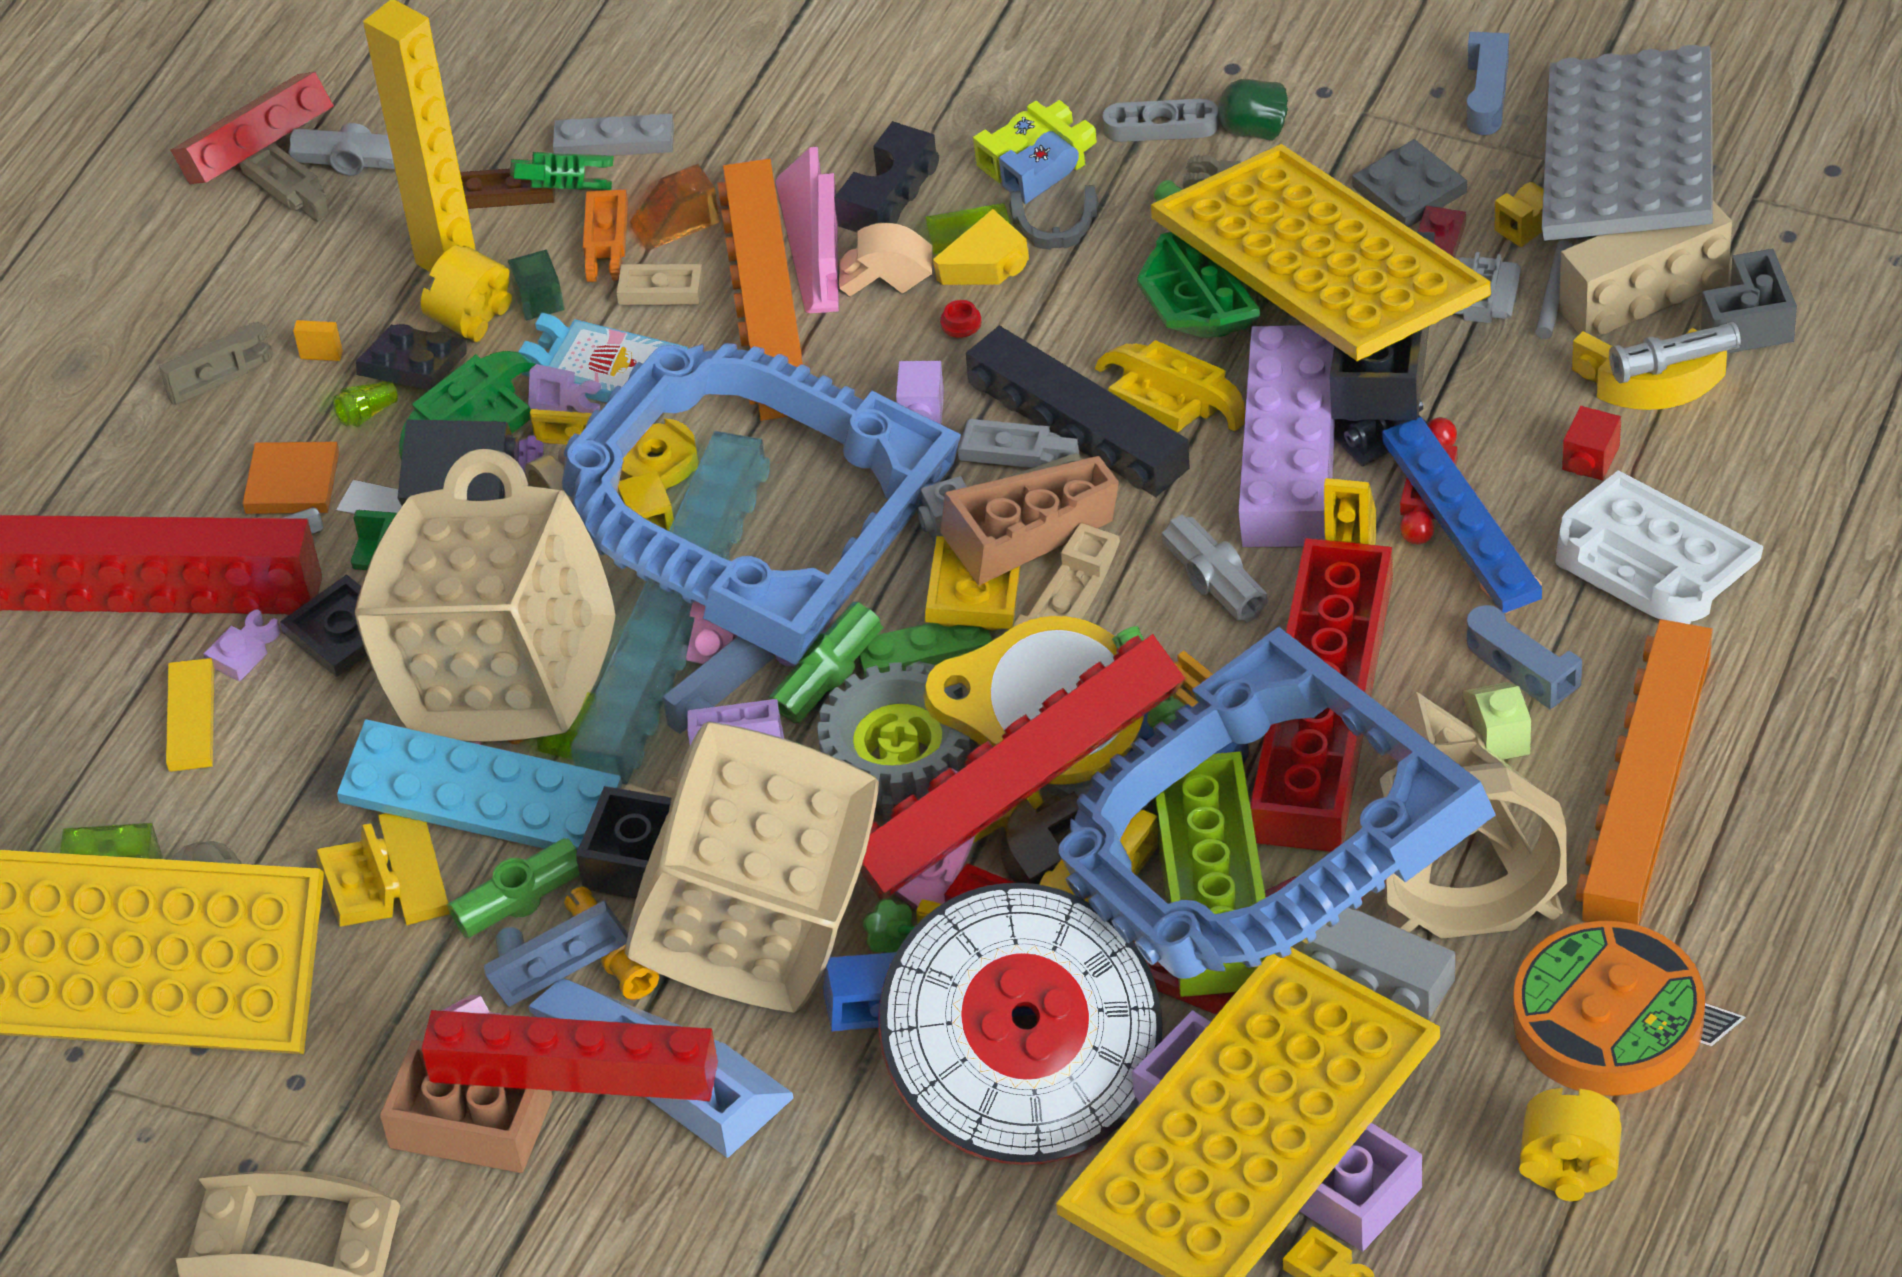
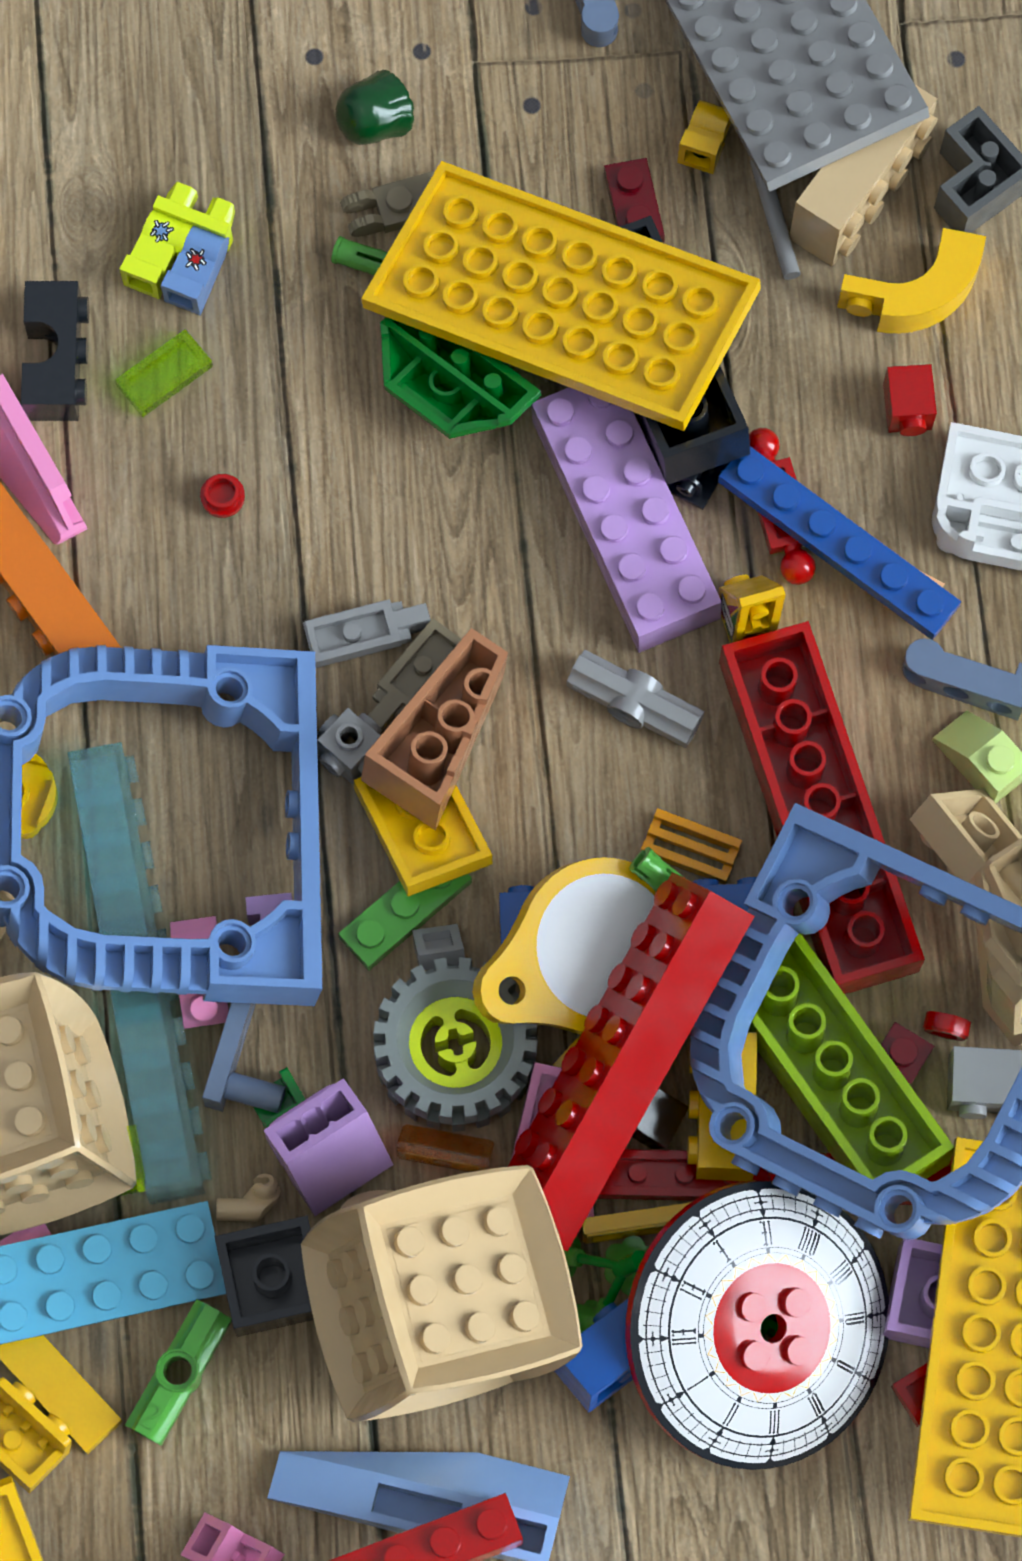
camera: 35 degrees left, 25 degrees up
(554, 954) = (245, 1468): sand blue piece -> none
(634, 979) = (317, 1398): light orange pin -> none
(647, 498) = (52, 862): yellow brick -> none
(826, 662) = (340, 979): bright green piece -> none
(888, 253) = (110, 454): light nougat brick -> none
(921, 388) = (237, 609): lavender brick -> none
(983, 254) = (208, 407): yellow slope -> none
(1056, 238) = (245, 358): dark grey piece -> none
(1078, 408) = (401, 565): black brick -> none
(1080, 576) = (510, 796): tan slope -> none
(1173, 385) = (474, 494): yellow plate -> none
(1174, 129) = (288, 139): light grey beam -> none
(1409, 182) = (570, 140): dark grey plate -> none
(1503, 284) = (711, 235): light grey piece -> none
(1657, 354) = (937, 281): light grey pin -> none

